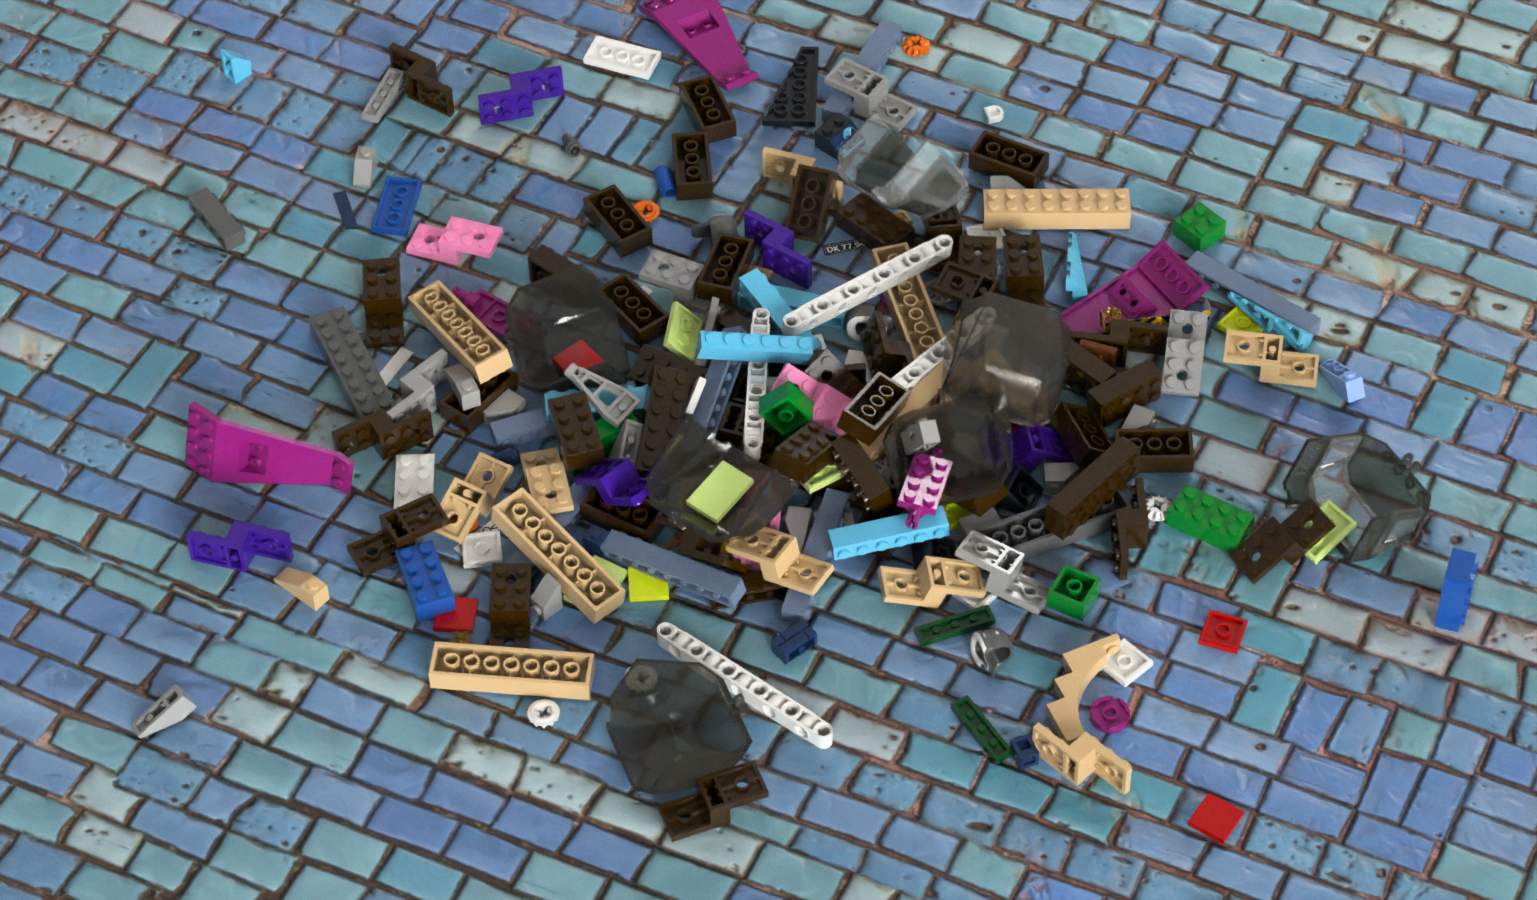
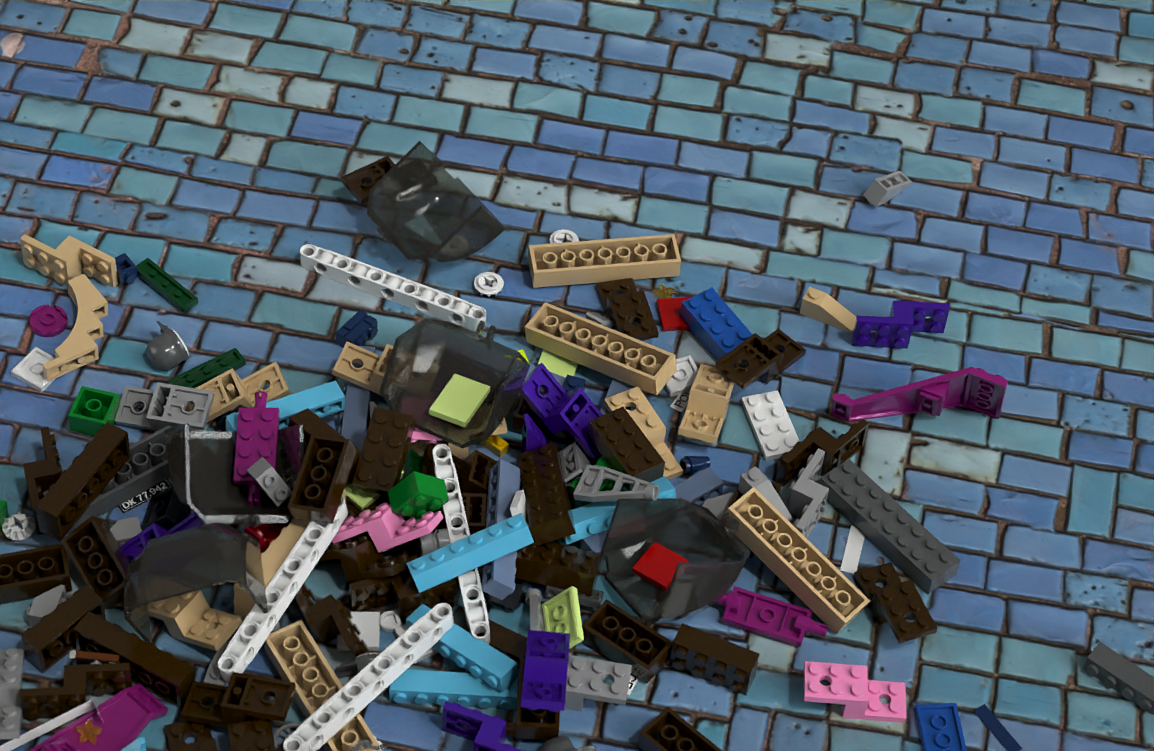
camera: 160 degrees right, 0 degrees up
(718, 253) = (545, 670): none -> dark purple bracket

